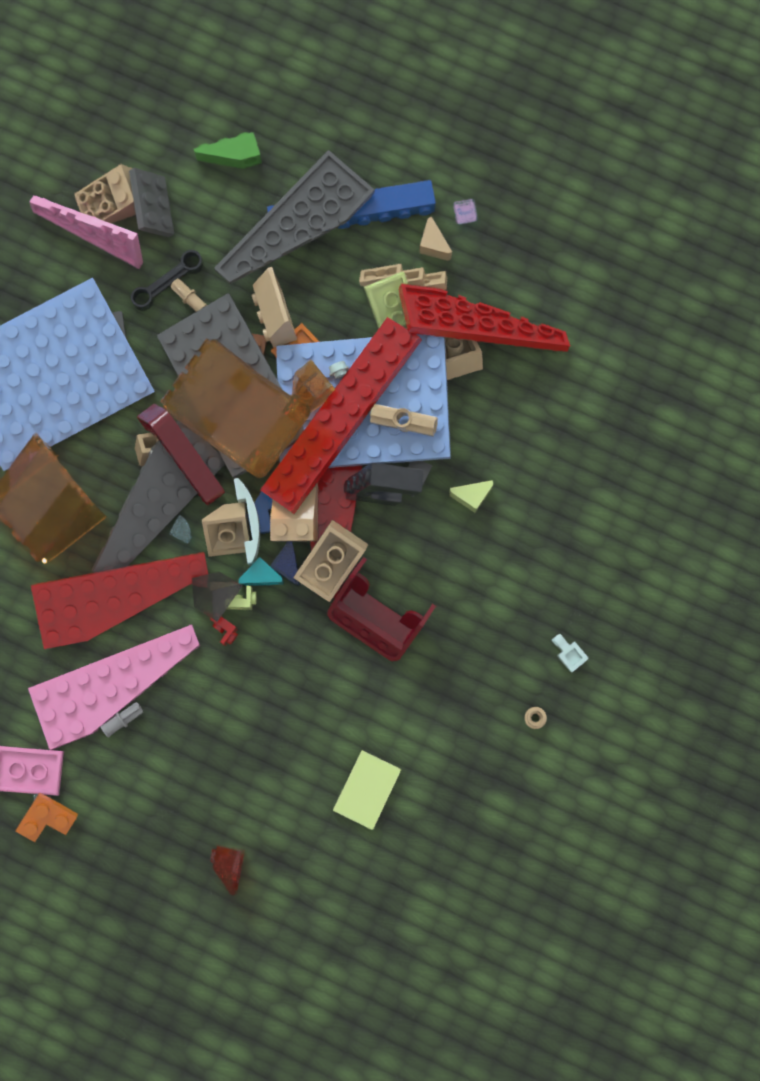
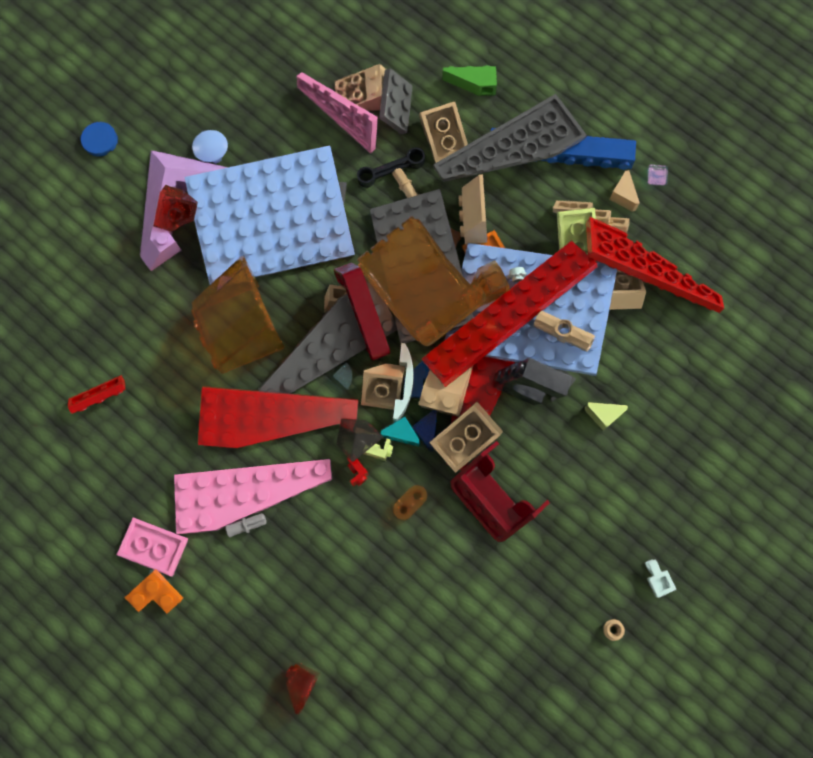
camera: 20 degrees right, 5 degrees down
(215, 223) = (443, 130): none -> tan slope
(289, 646) = (409, 502): none -> clear orange plate
(367, 790) = (443, 651): yellowish green tile -> none

